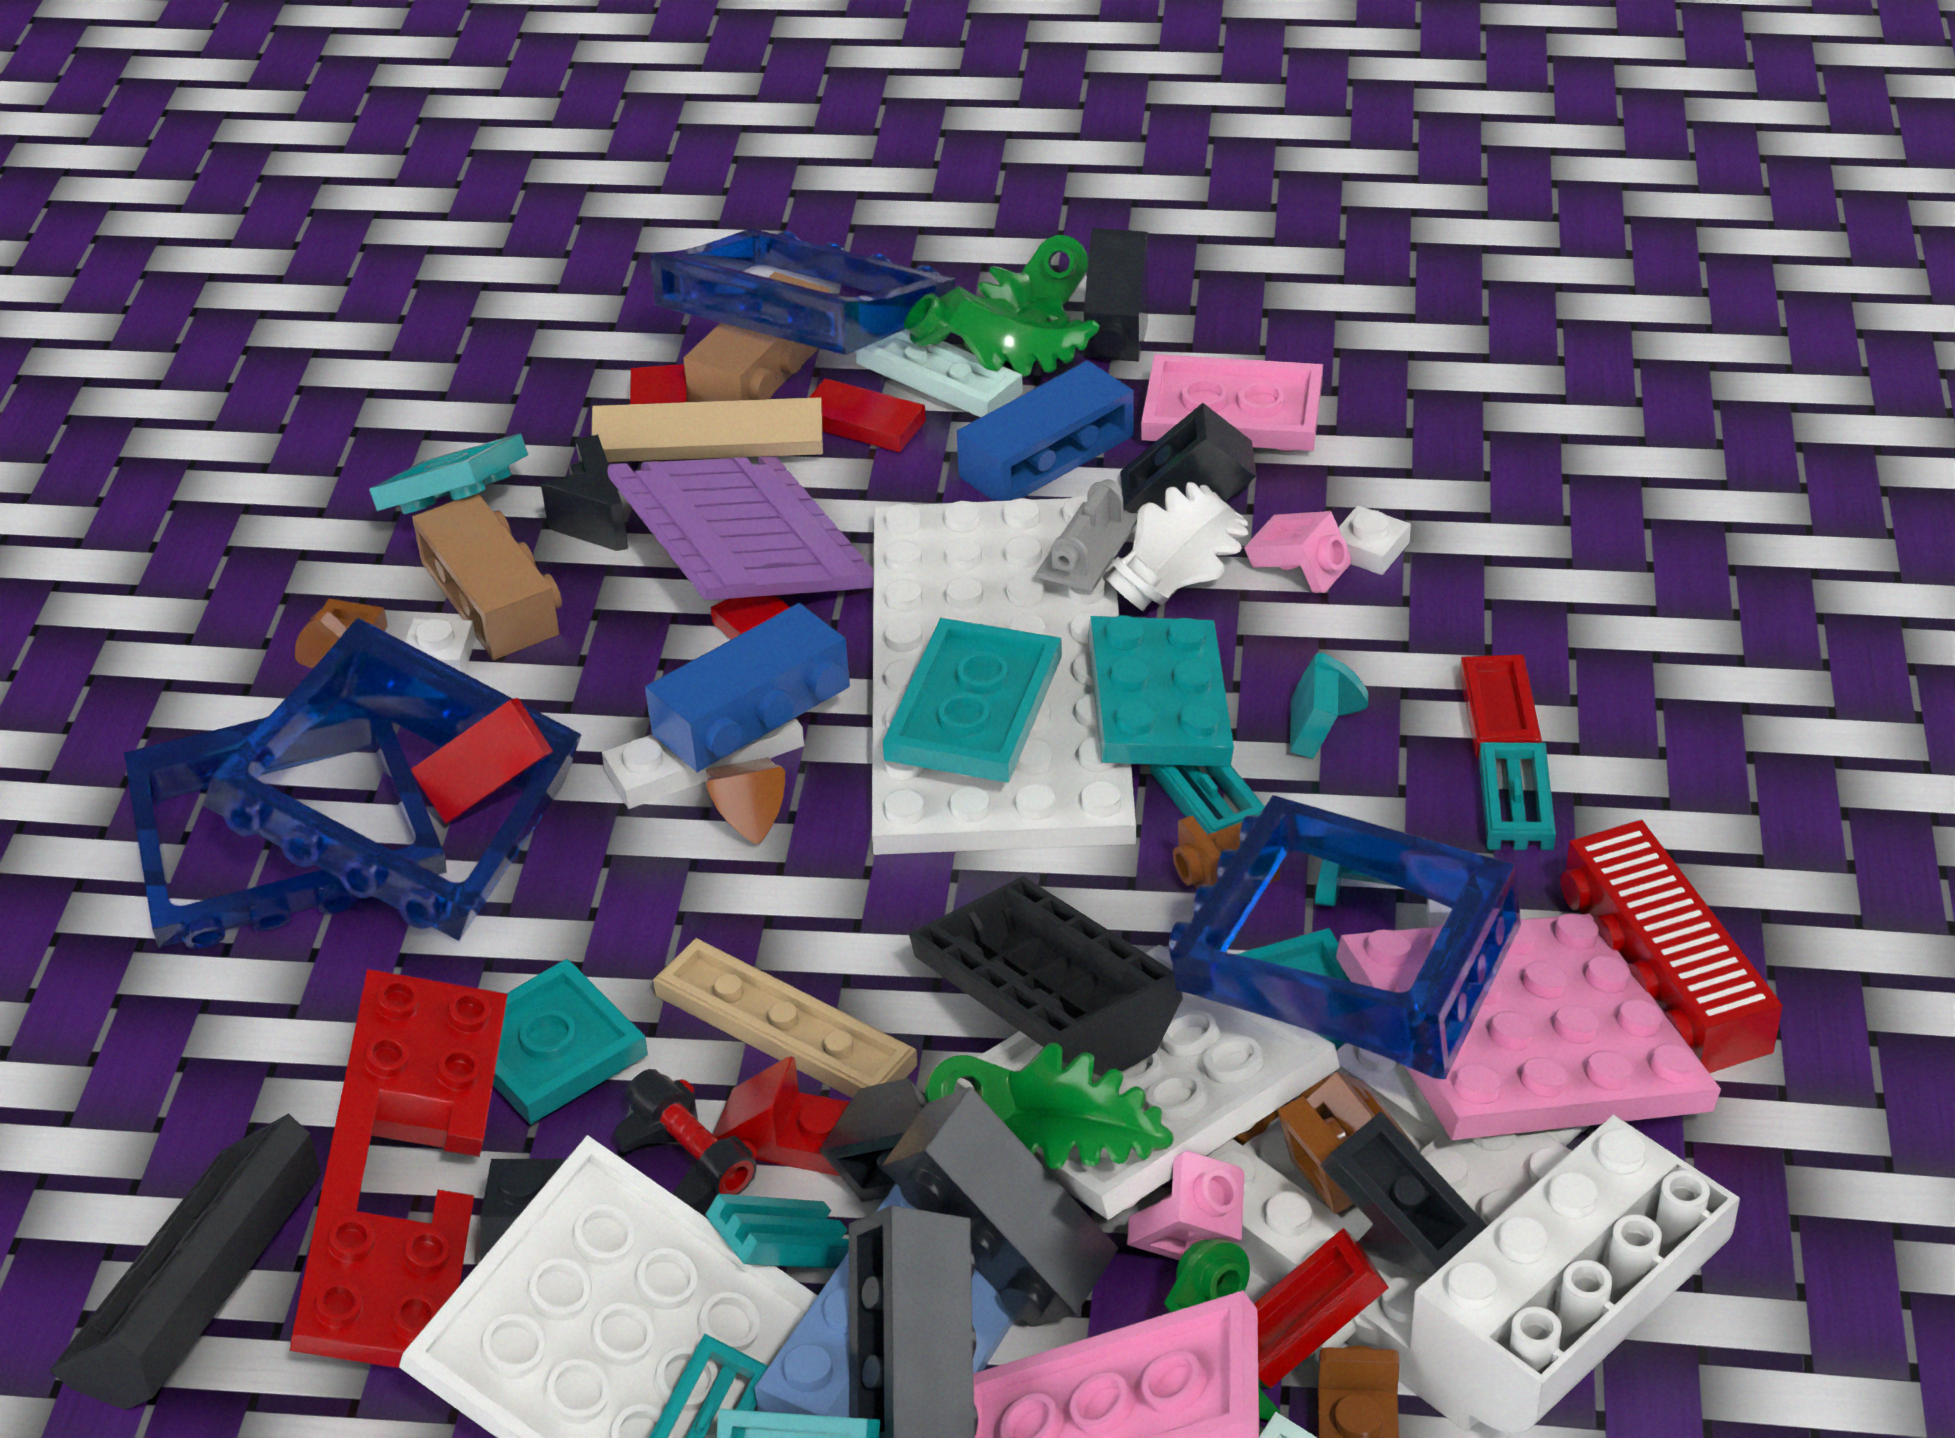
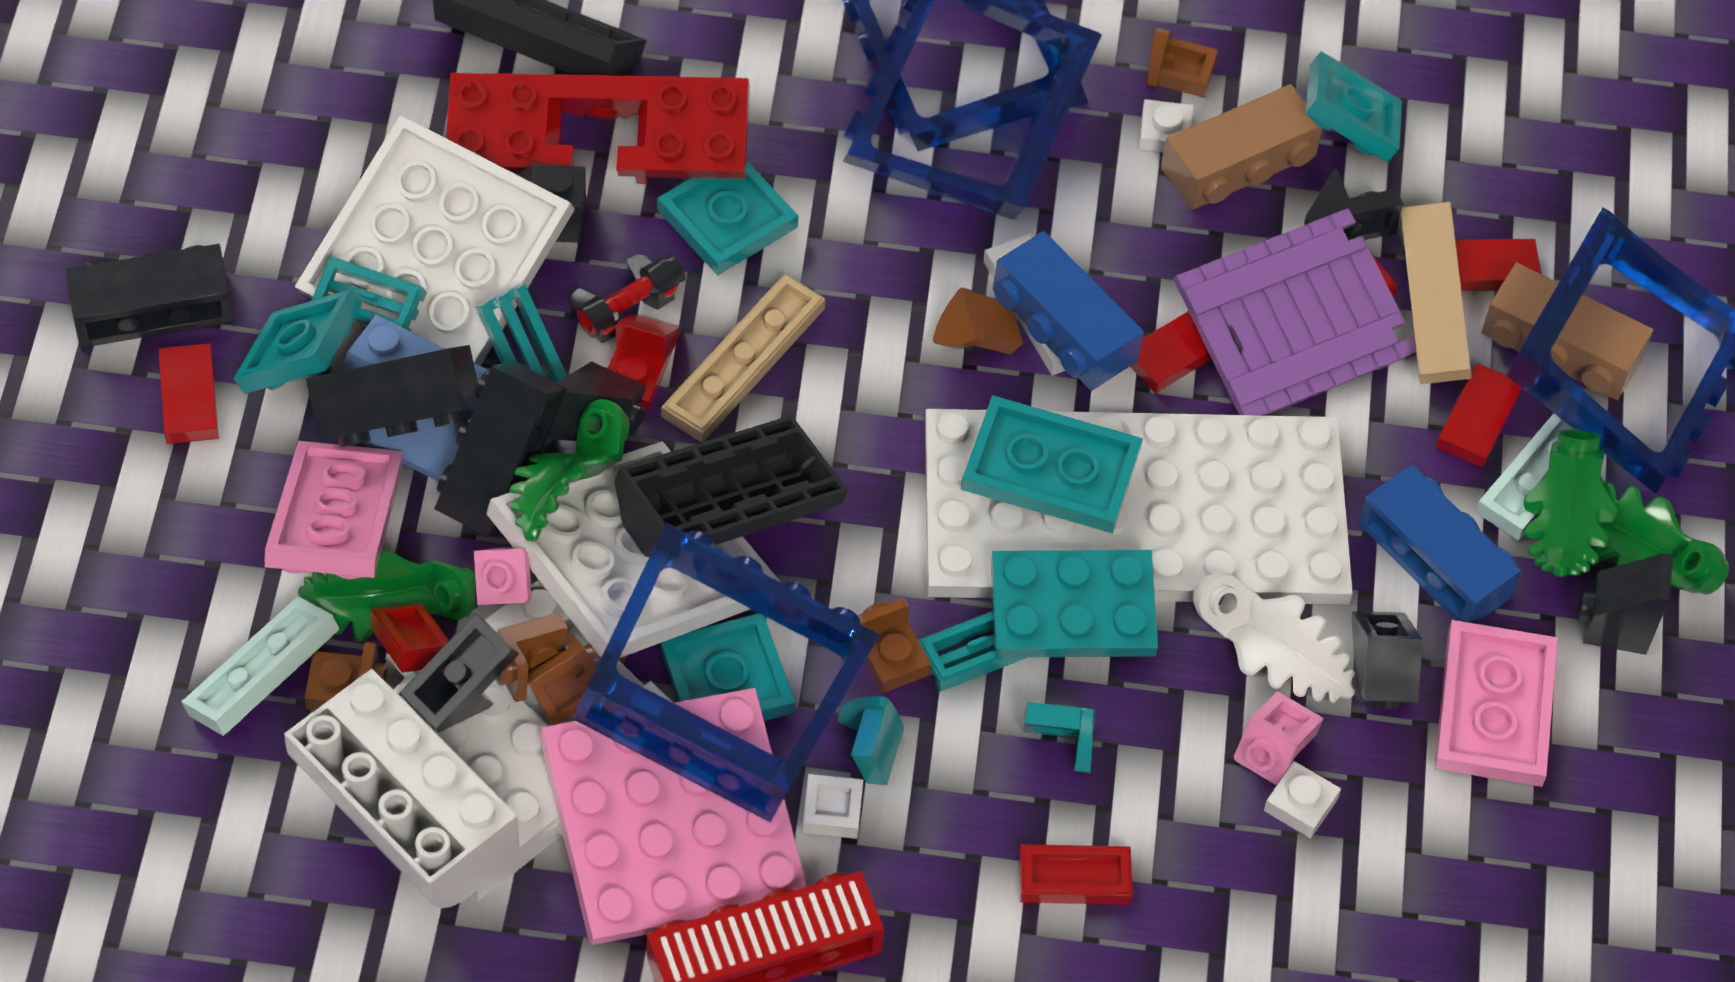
camera: 85 degrees right, 15 degrees up
(481, 760) = (995, 147): red tile -> none
(1090, 539) = (1255, 557): light grey hinge -> none
(1518, 828) = (962, 880): teal tile -> none

